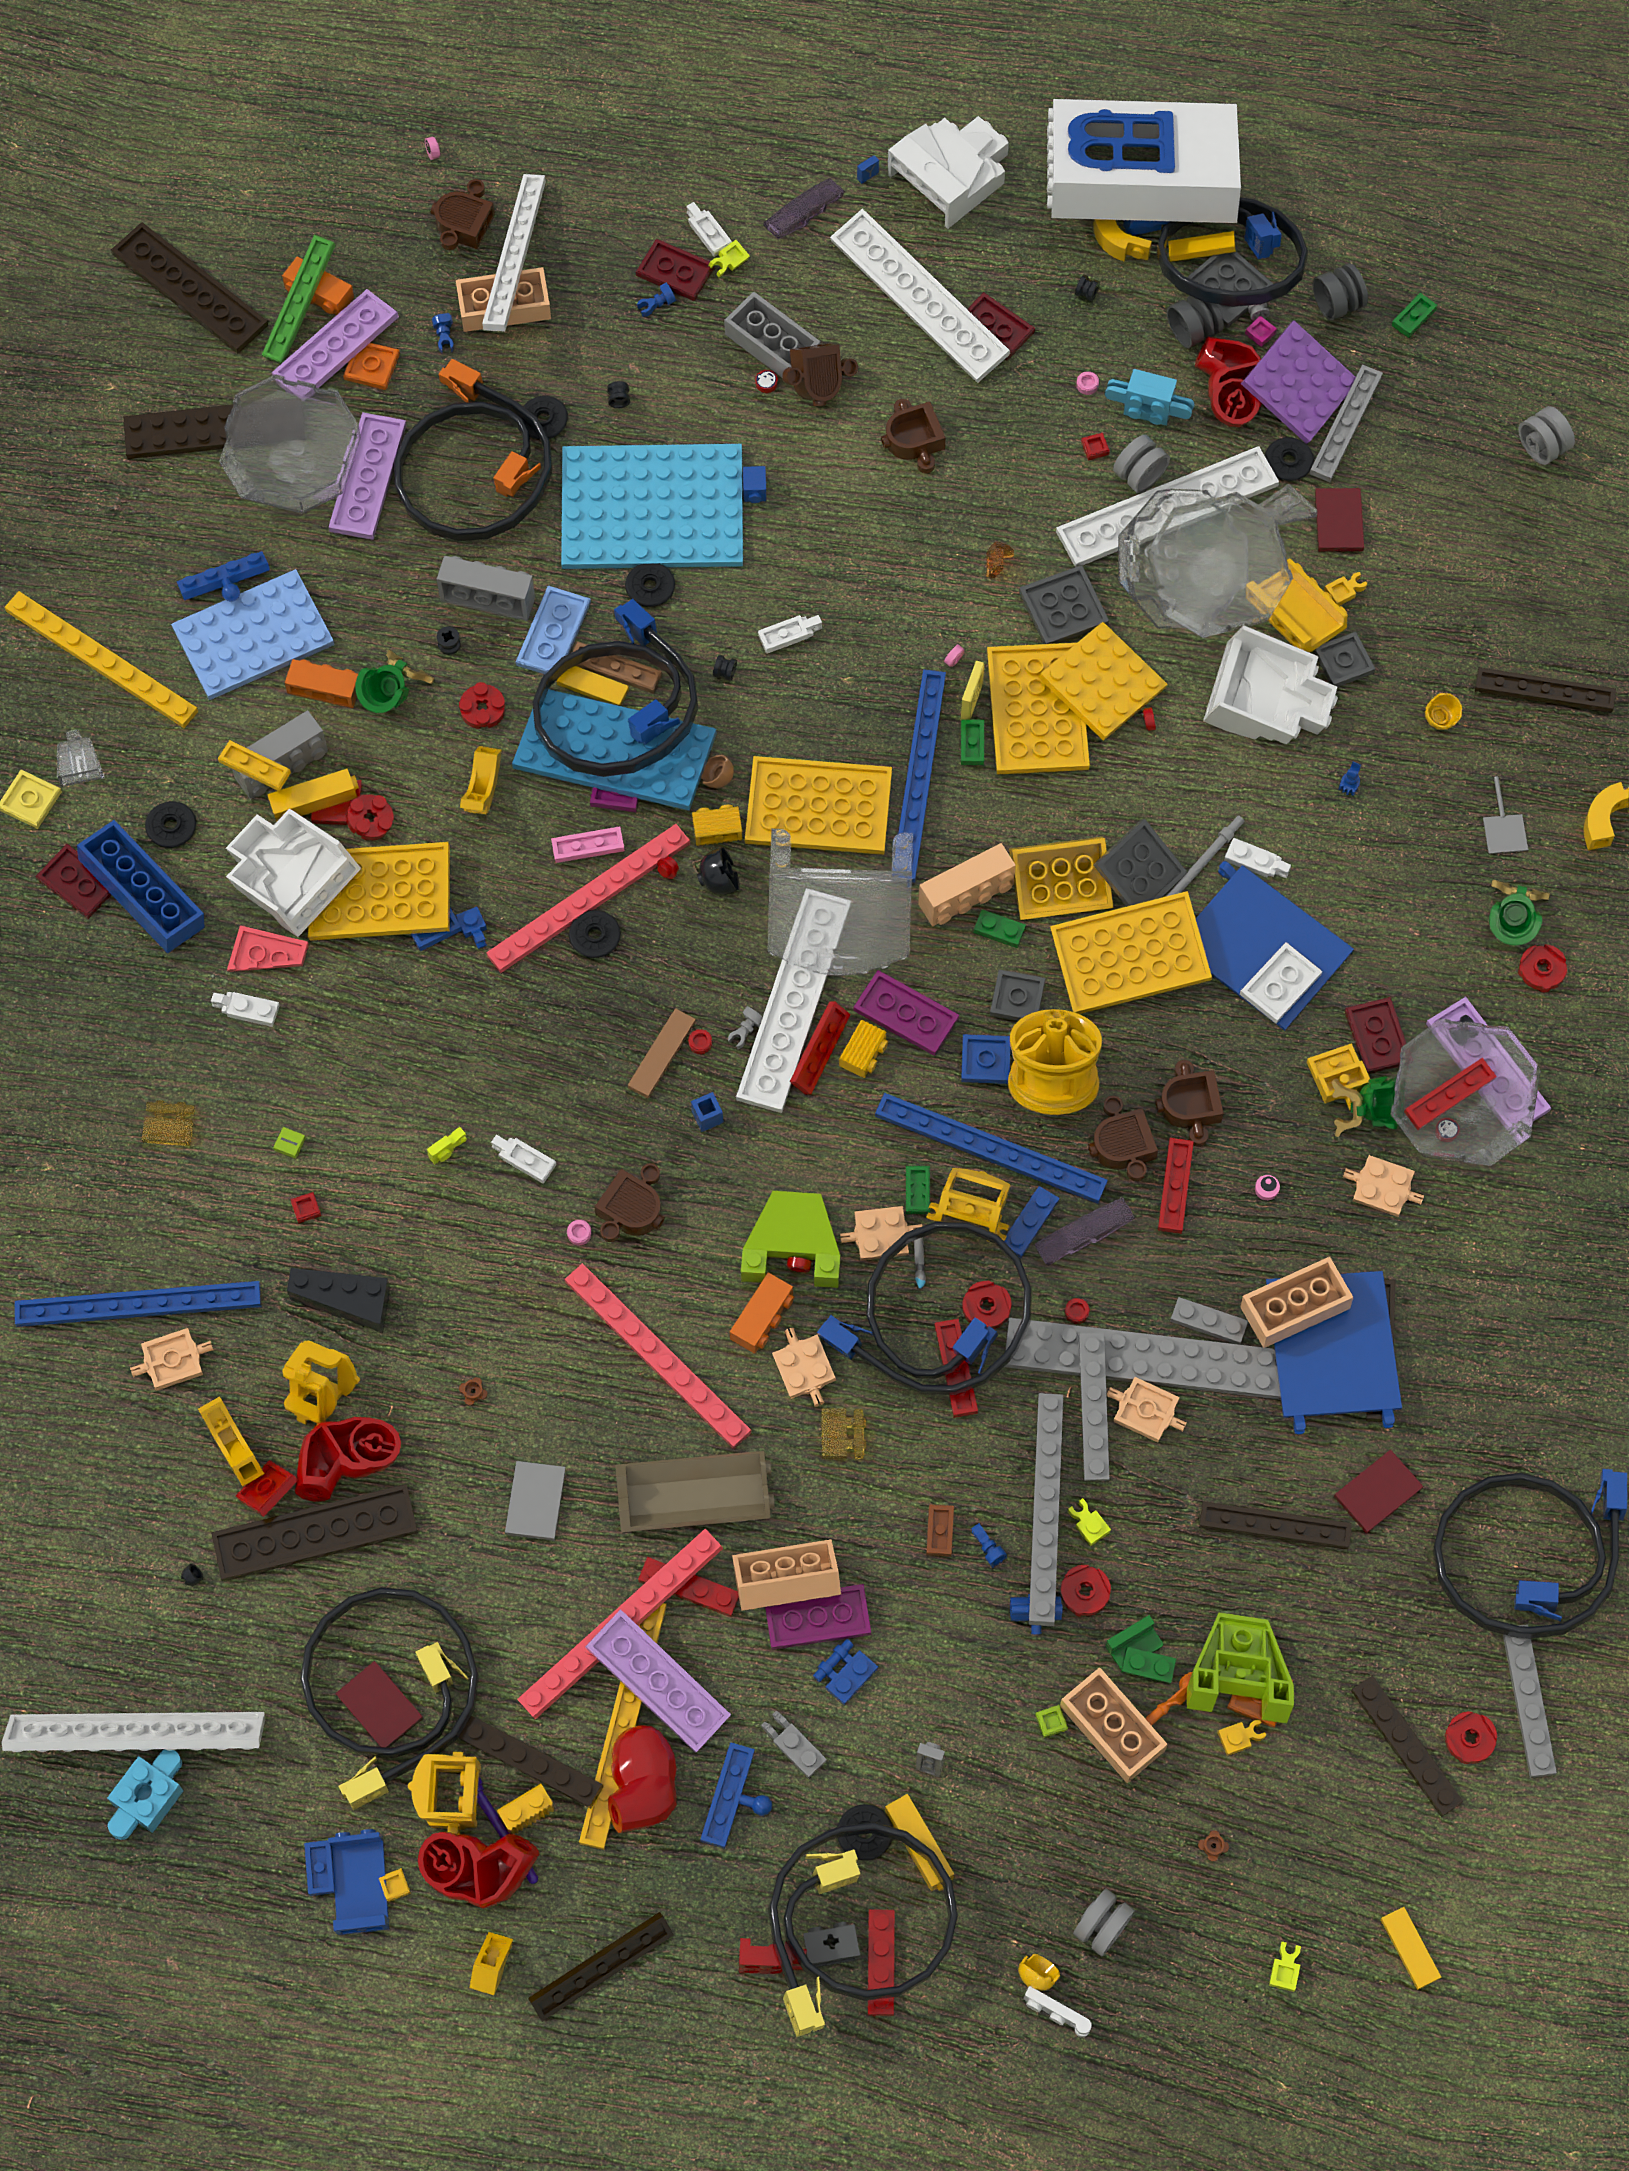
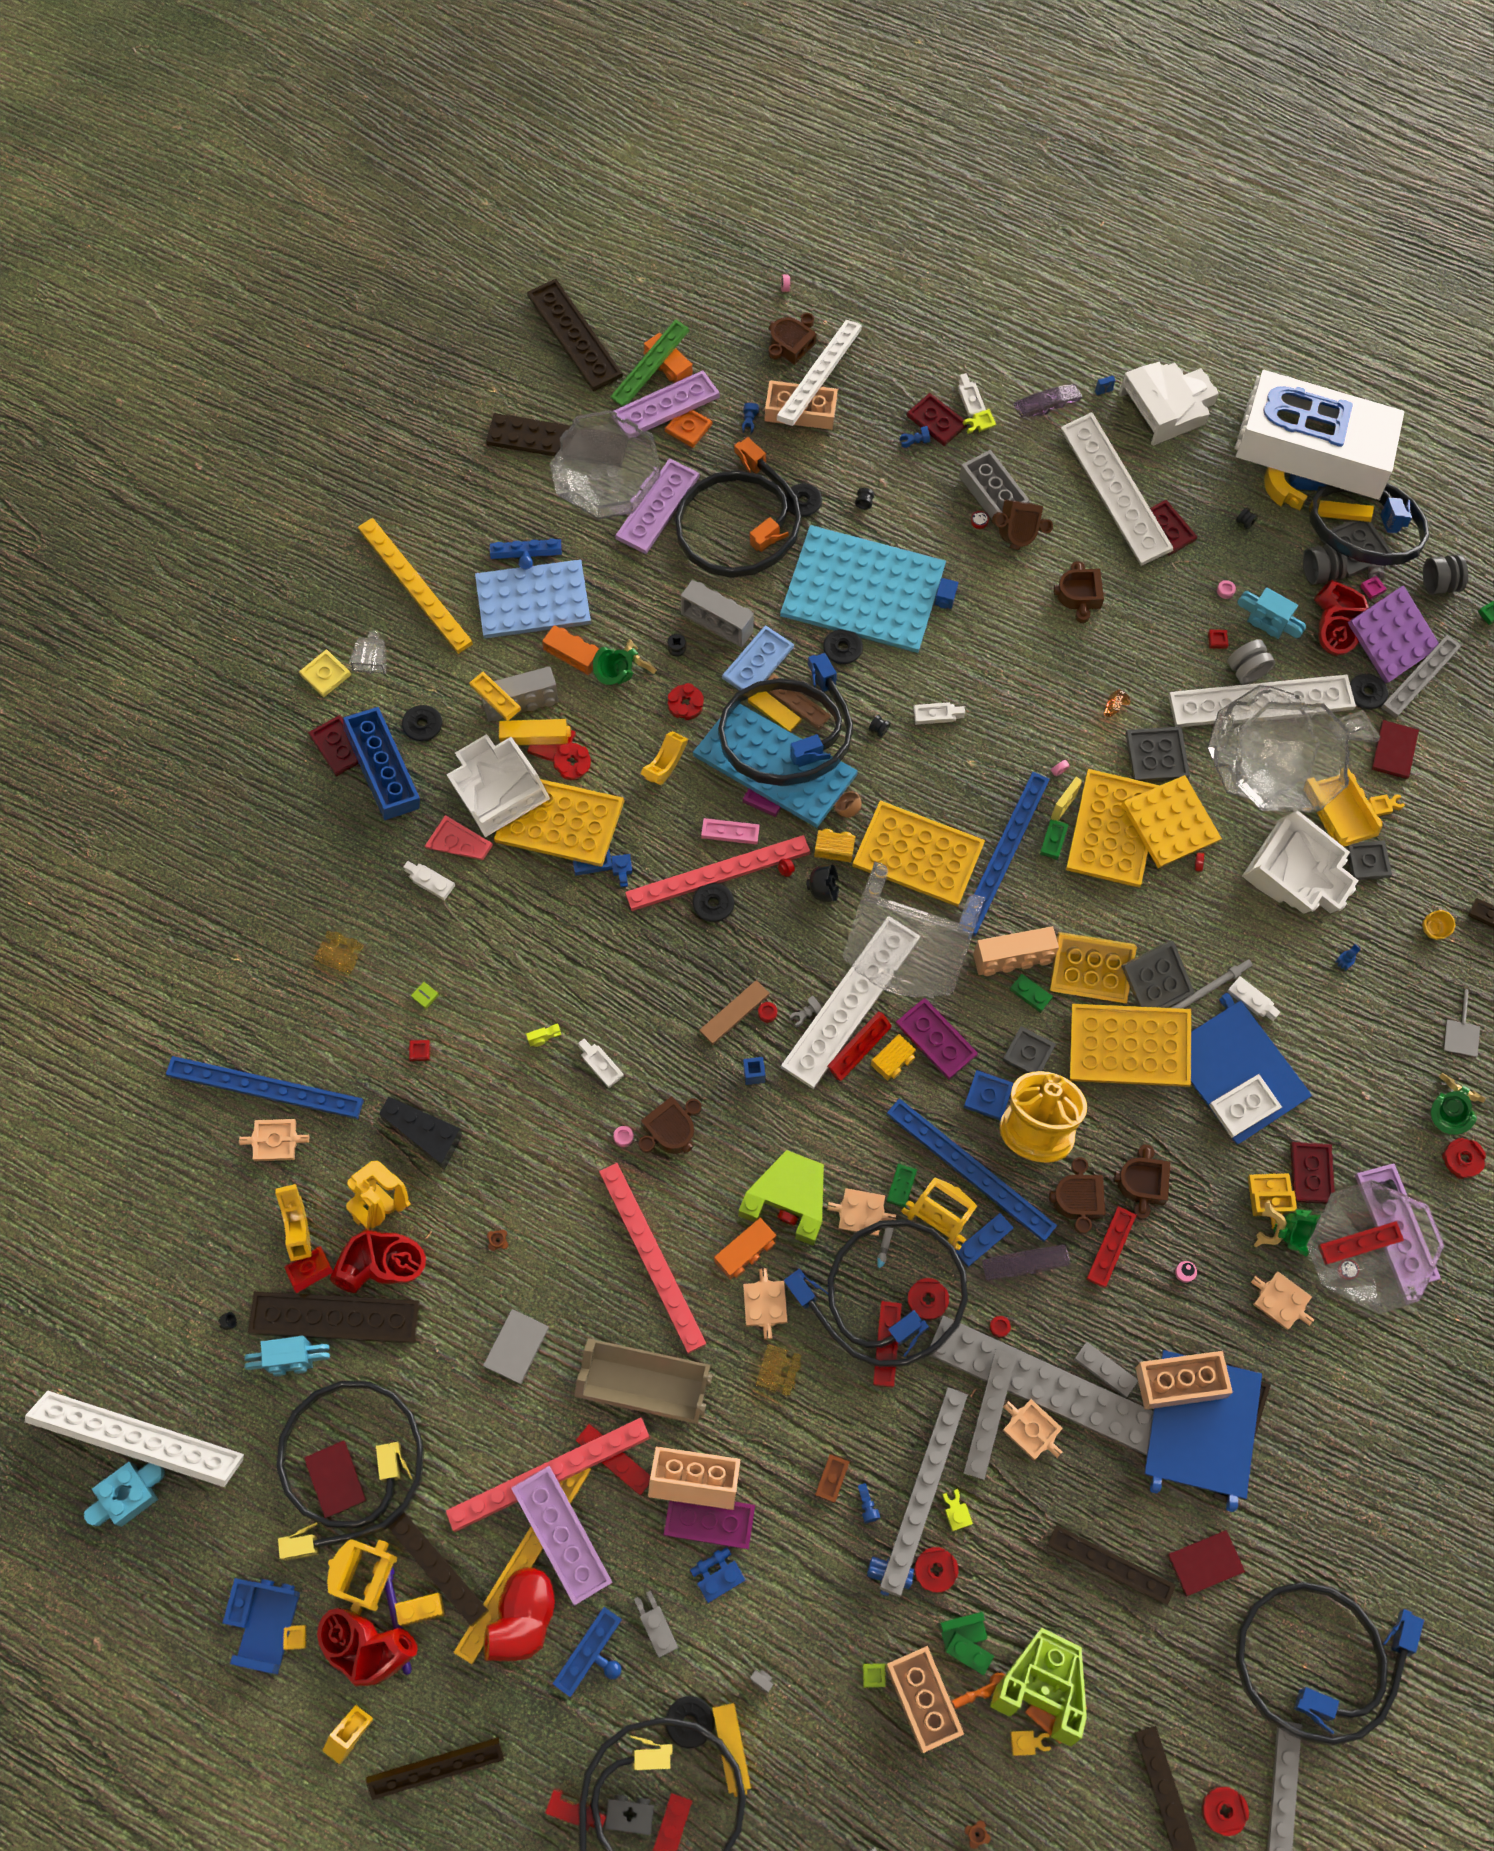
camera: 15 degrees right, 0 degrees up
(277, 1588) = (287, 1355): none -> medium azure brick

